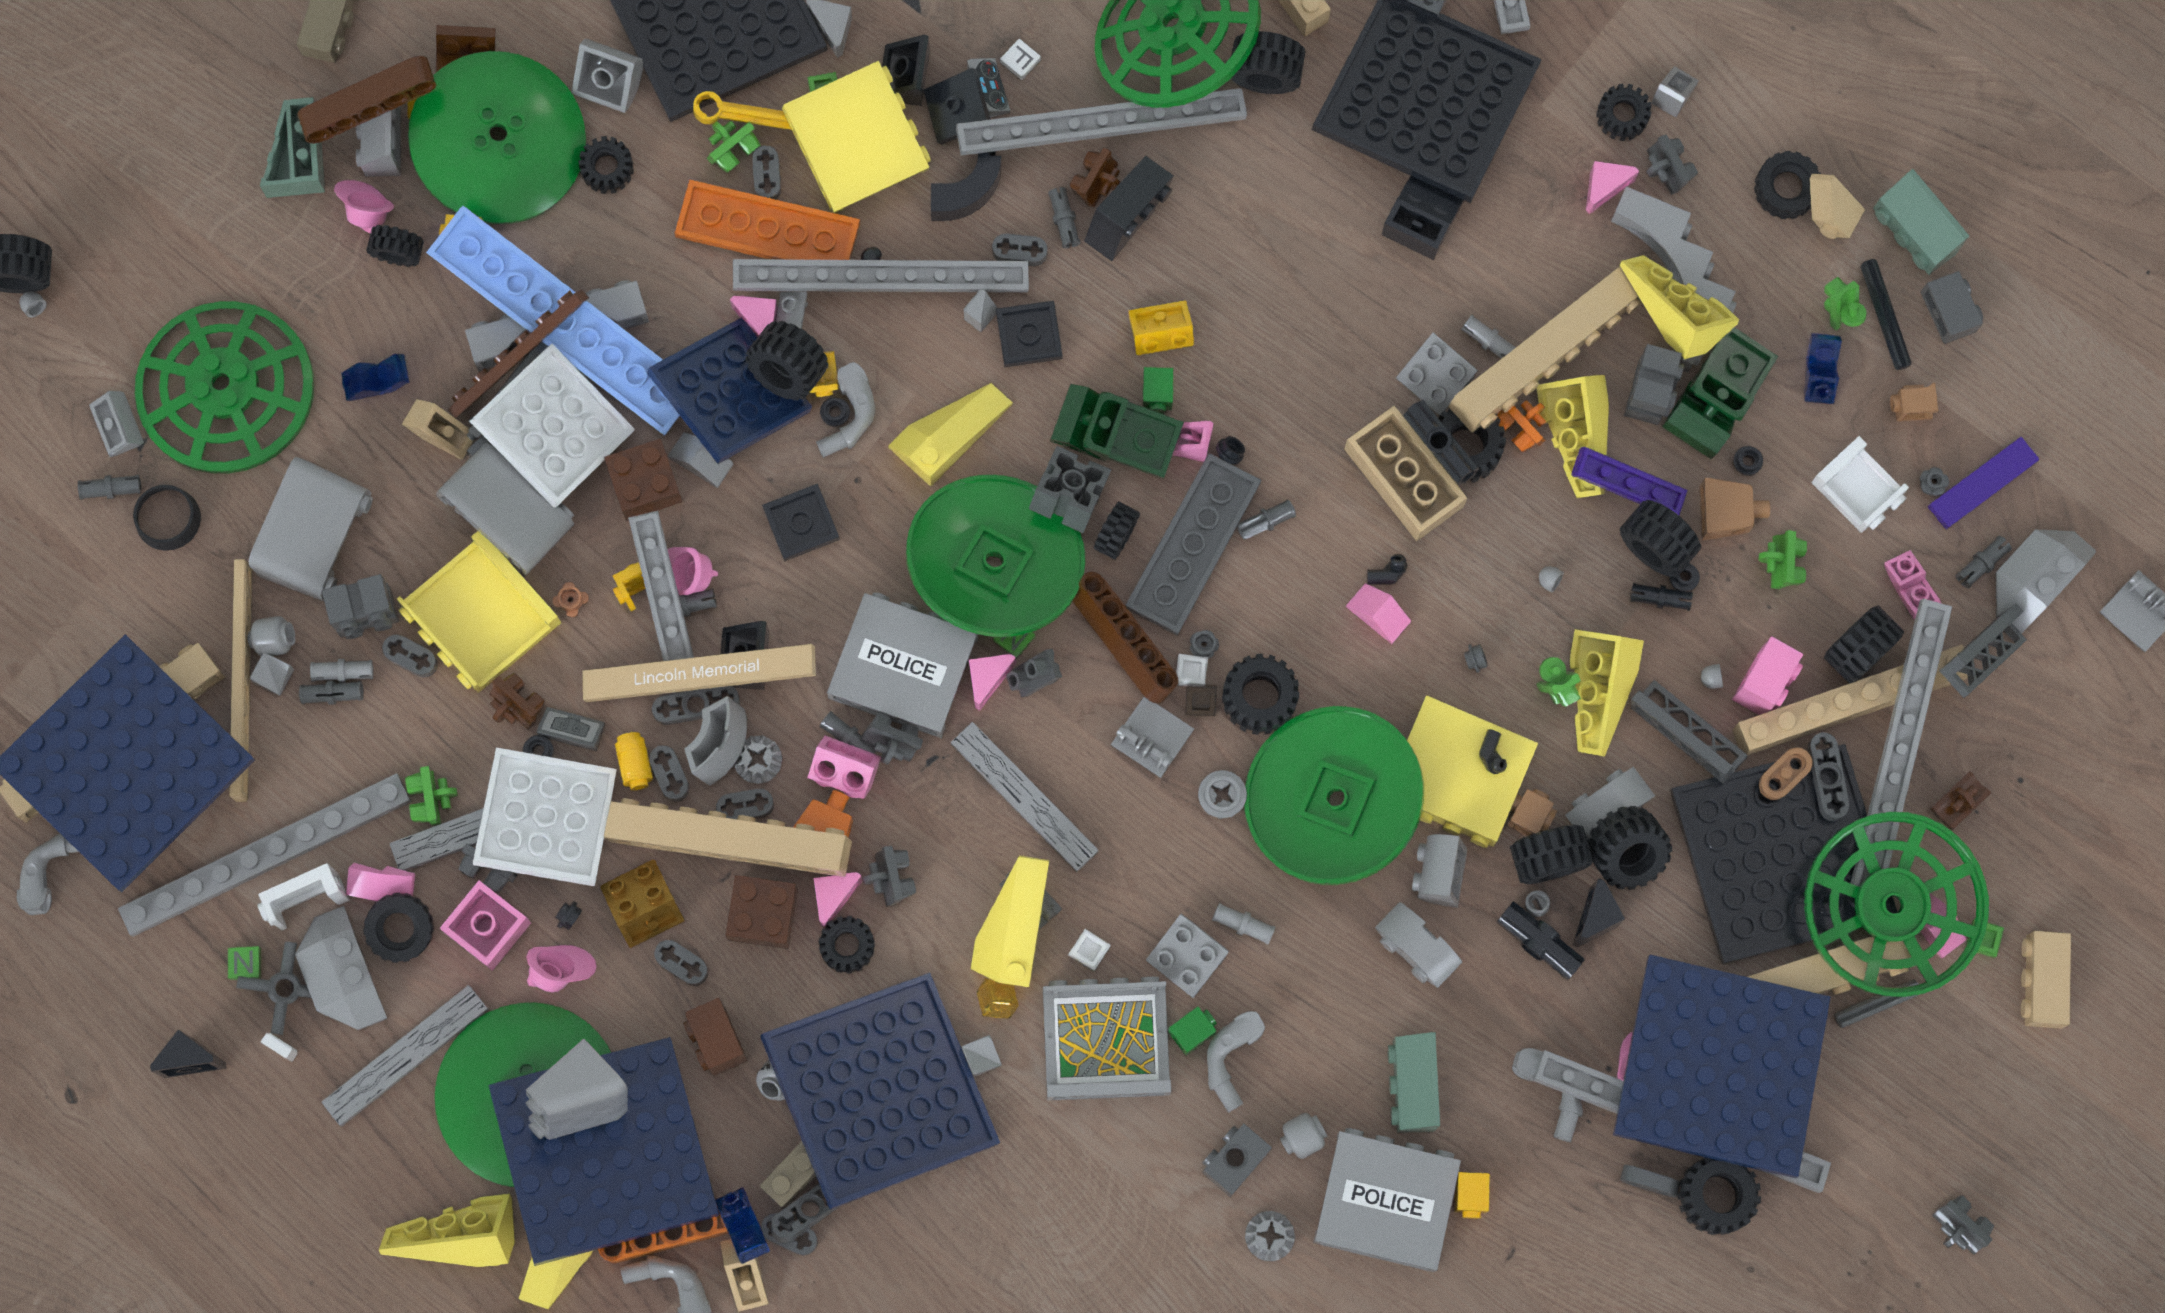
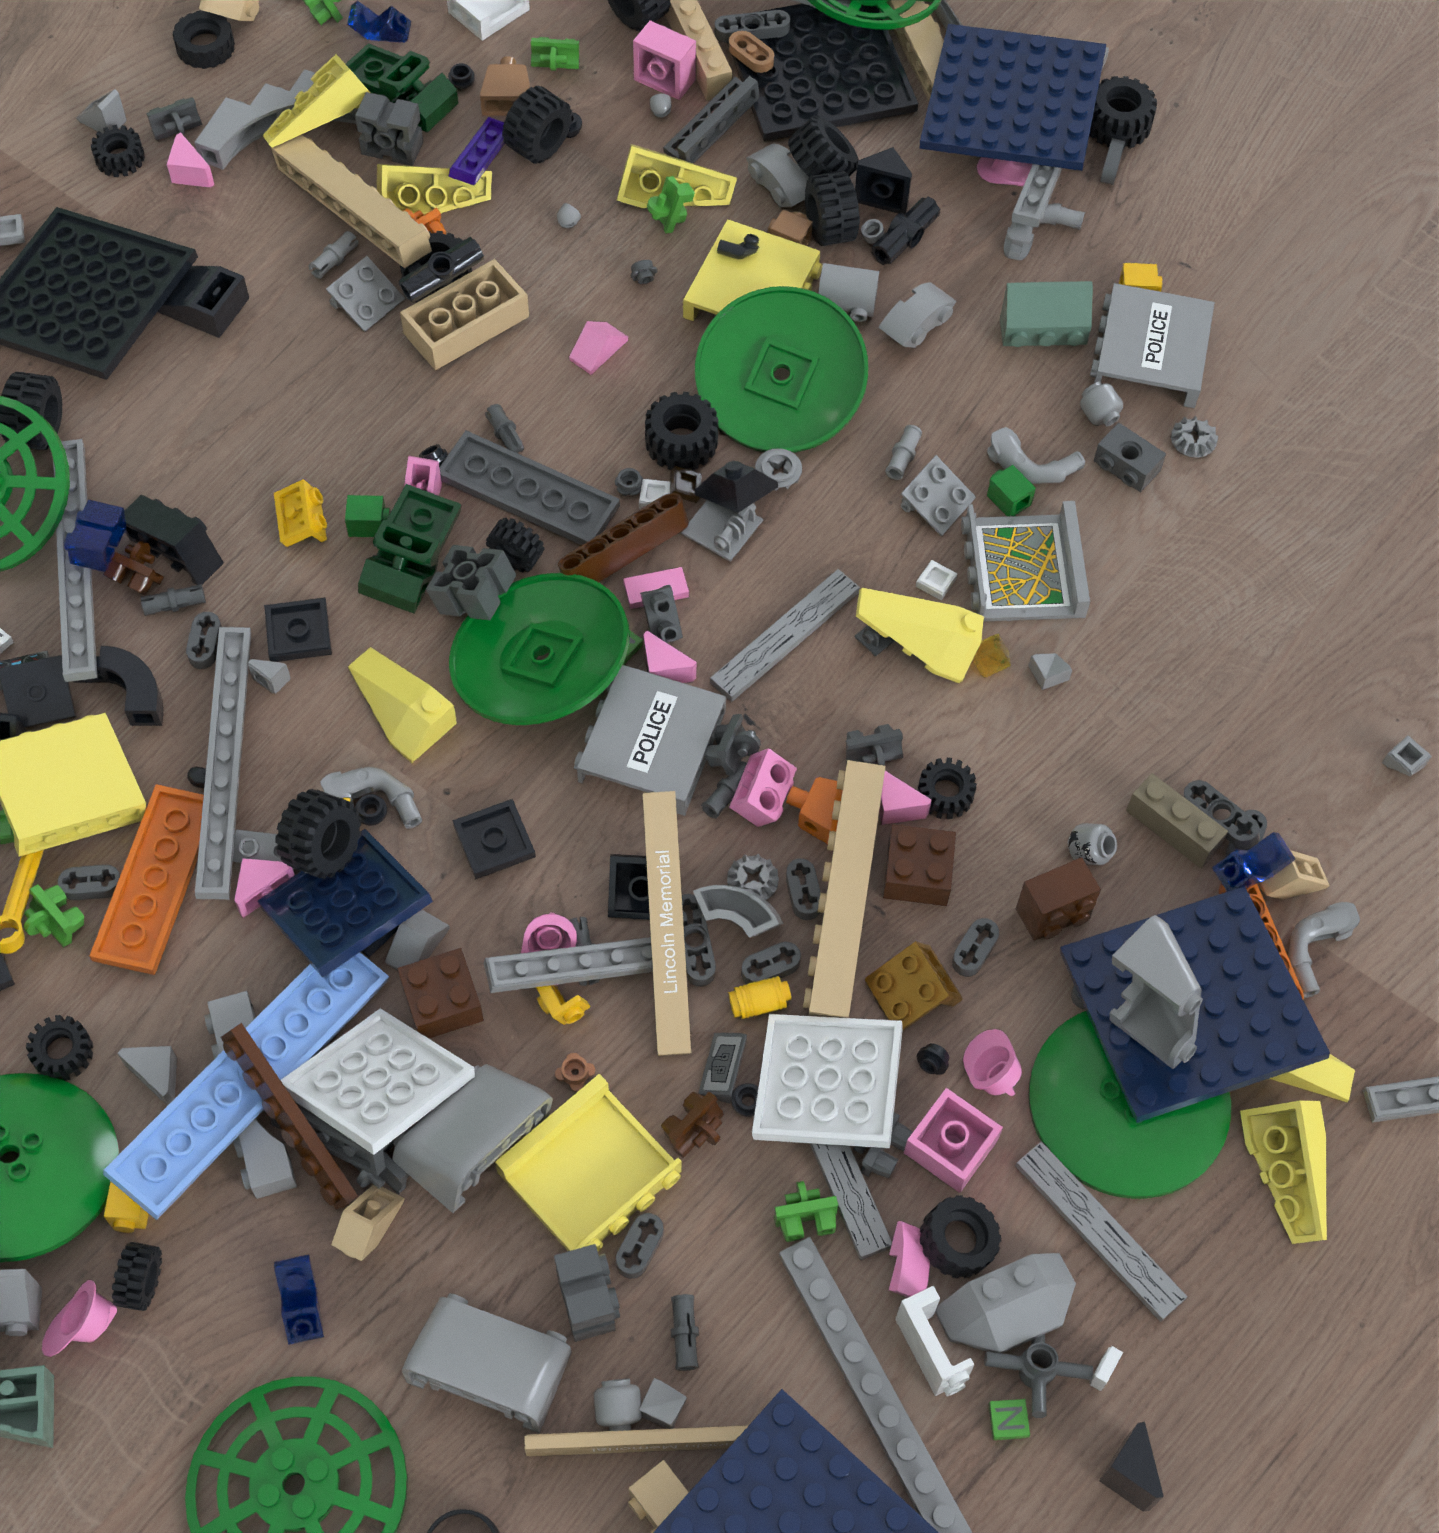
camera: 90 degrees left, 15 degrees down
(341, 670) = (658, 1321): light grey pin -> none
(580, 245) = (154, 1067): none -> light grey slope
(879, 1090) = (1100, 745): dark blue plate -> none
(1079, 671) = (653, 581): none -> bright pink tile
(1128, 141) = (94, 531): none -> clear blue piece
(1190, 748) = (736, 486): none -> black slope
(1390, 574) = (560, 335): black arm -> none
(1661, 596) = (587, 139): black pin -> none

